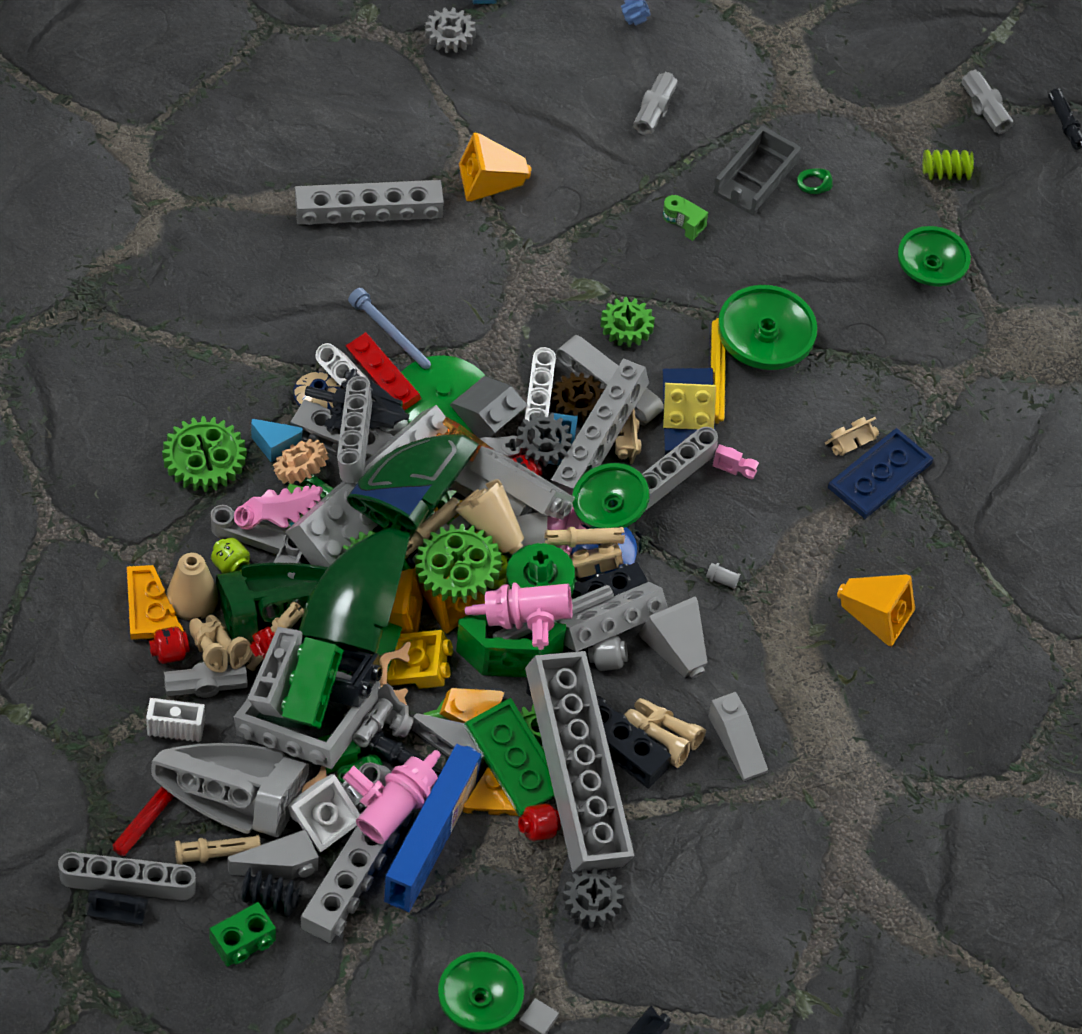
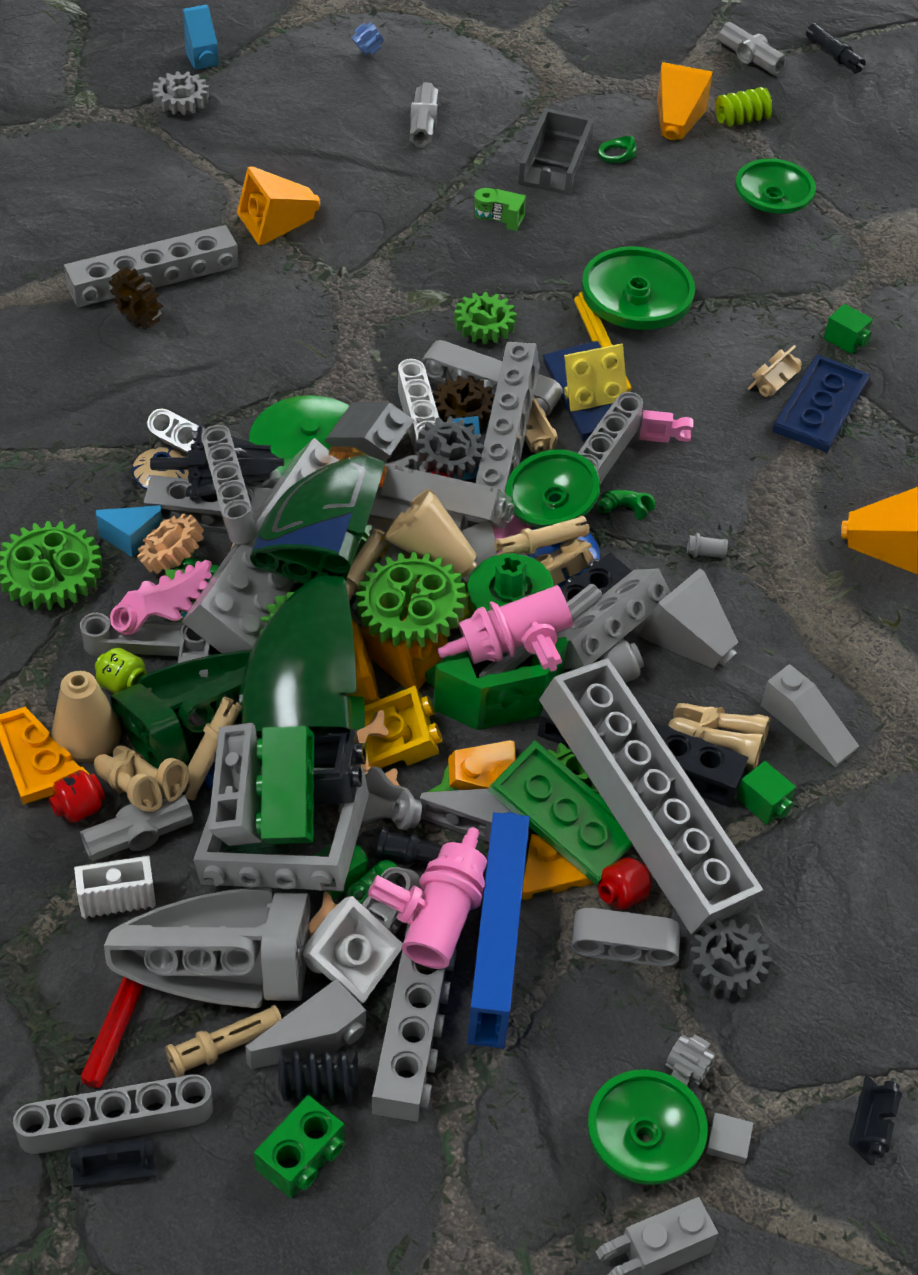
camera: 15 degrees left, 5 degrees down
(262, 641) = (202, 756): red gear -> none
(343, 234) = (136, 298): none -> dark brown gear
(361, 300) = (179, 363): sand blue piece -> none
(372, 722) = (372, 819): light grey pin -> none
(382, 370) = (208, 413): red plate -> none
(525, 860) = (626, 937): none -> light grey beam
(532, 958) = (690, 1059): none -> light grey gear
(668, 515) = (623, 498): none -> green piece
(676, 786) = (766, 793): none -> green brick
(891, 146) = (681, 98): none -> light orange slope
(934, 411) = (848, 329): none -> green brick

